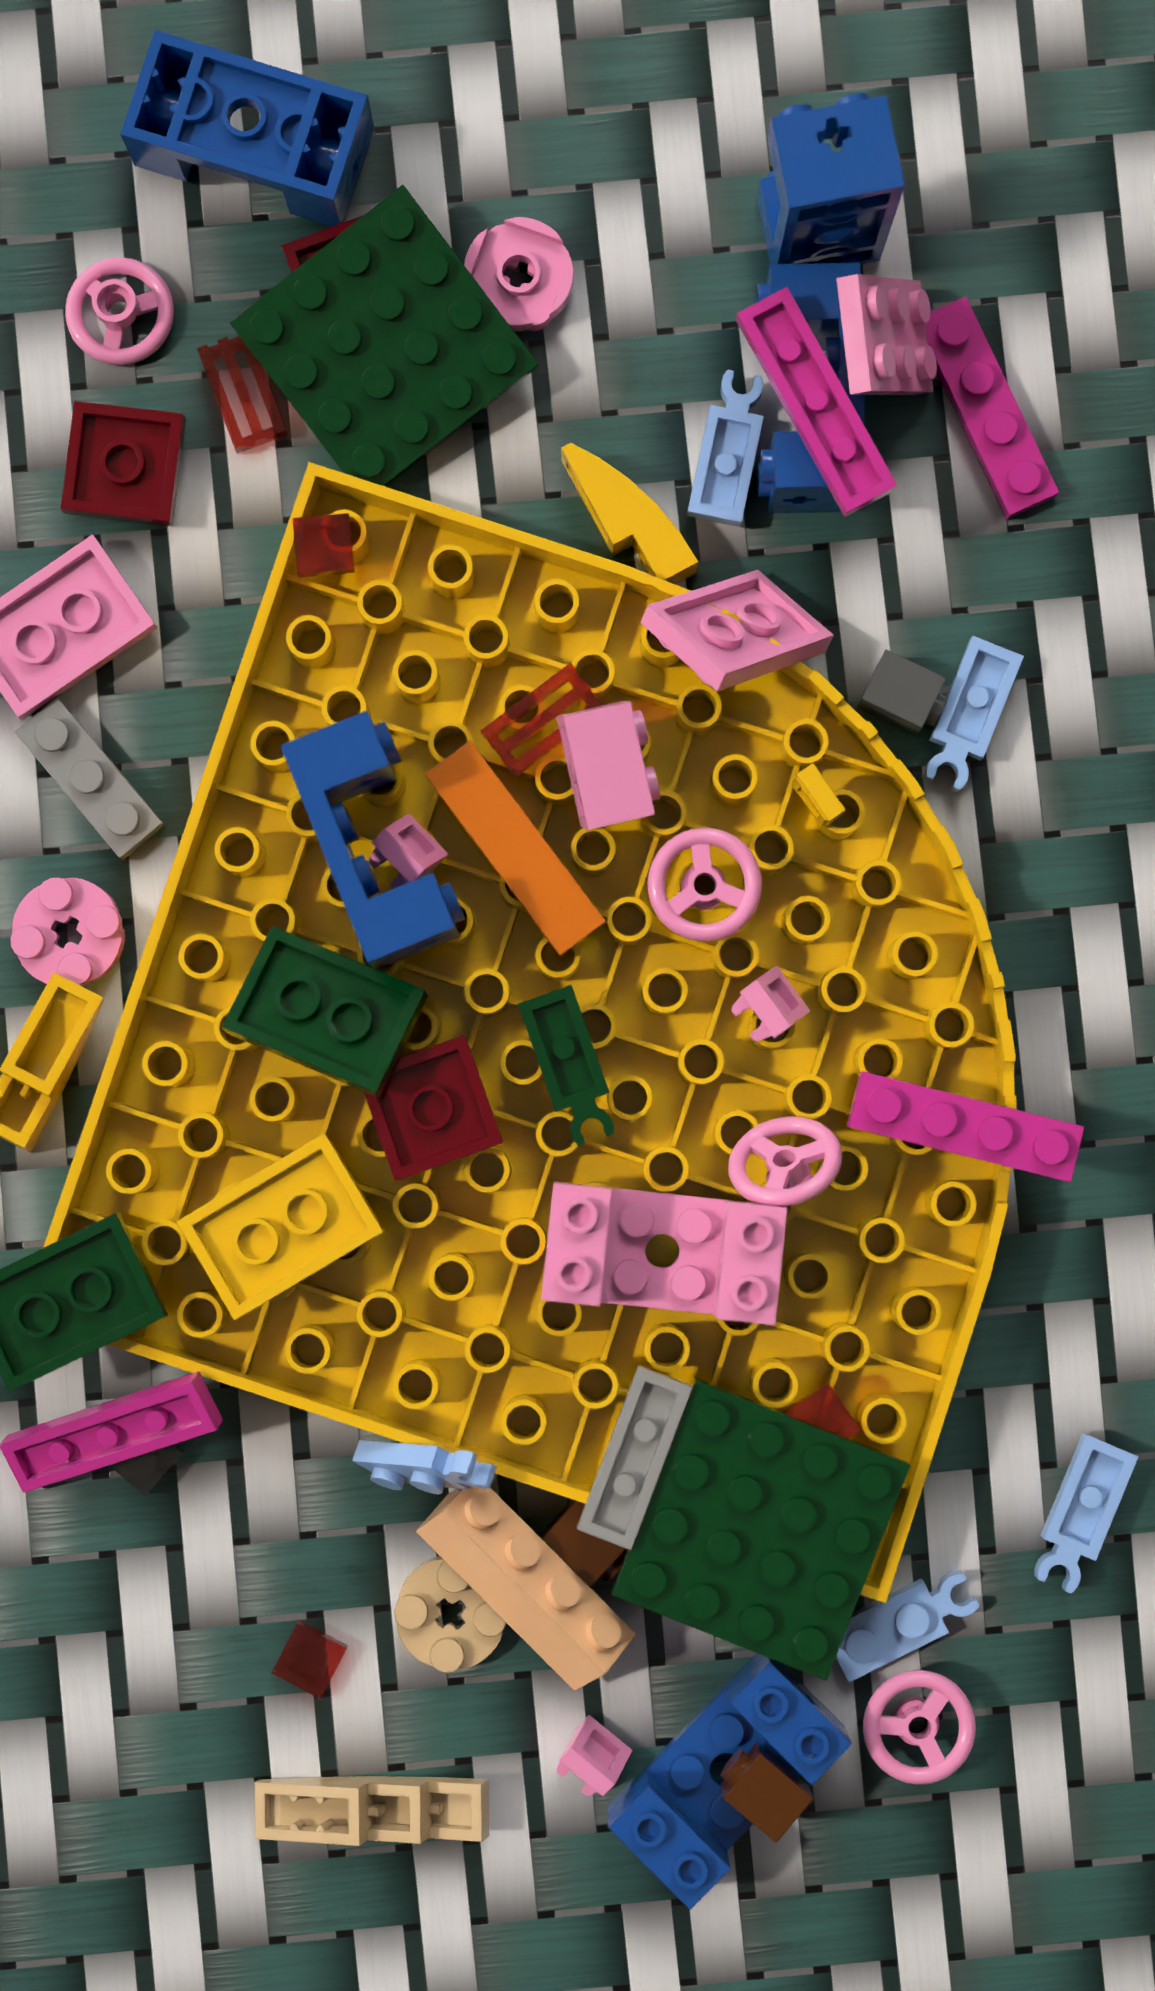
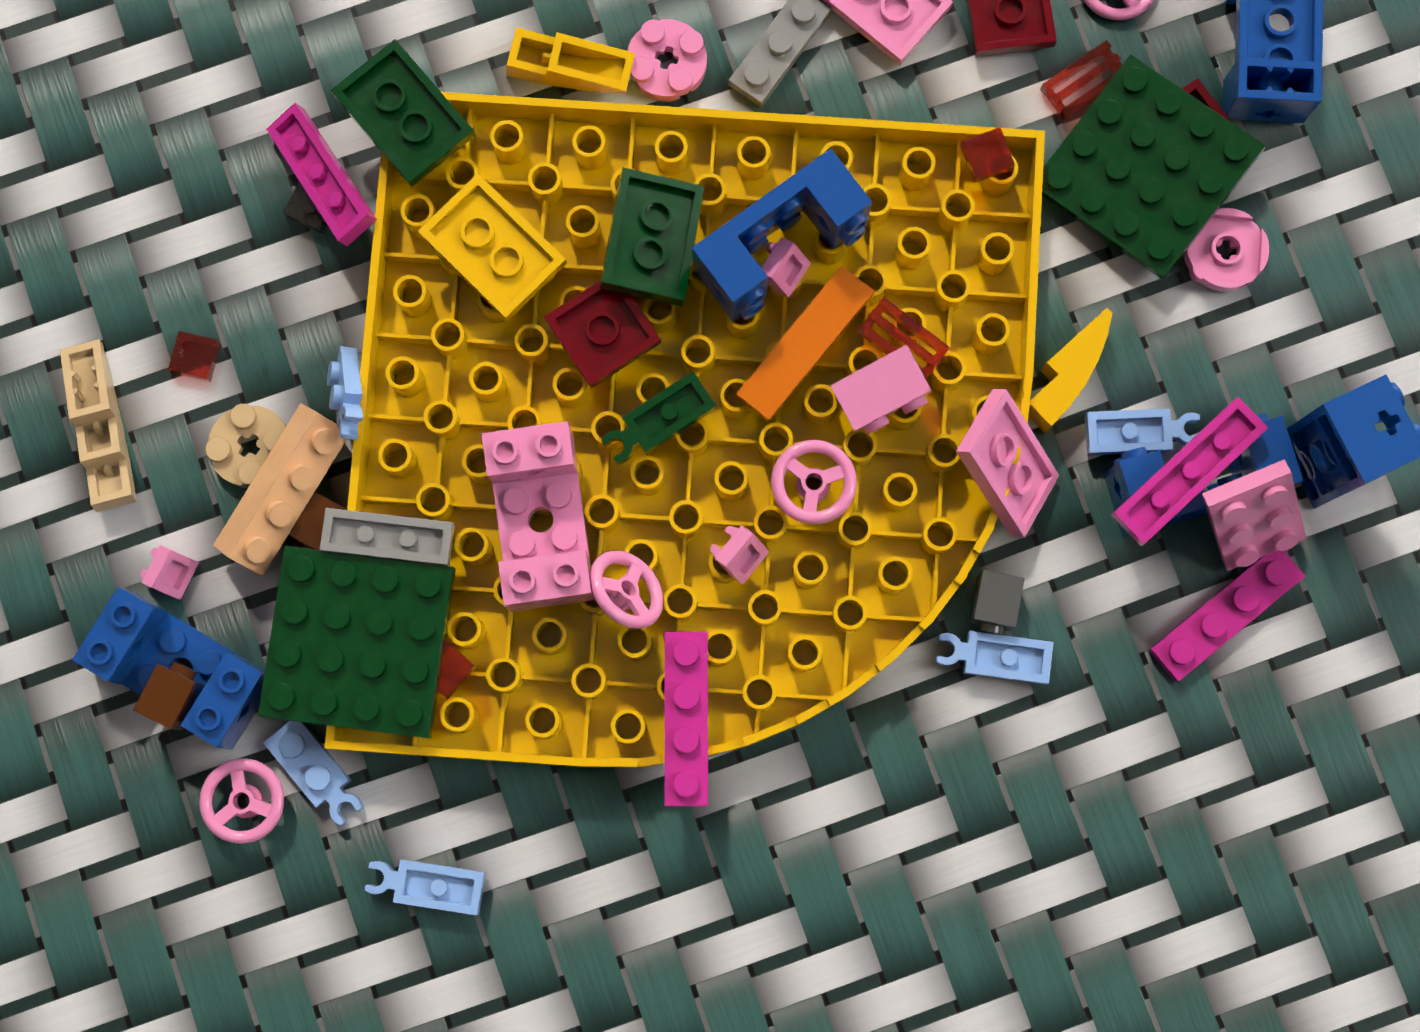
camera: 75 degrees right, 5 degrees down
(817, 796) = (900, 548): yellow tile -> none

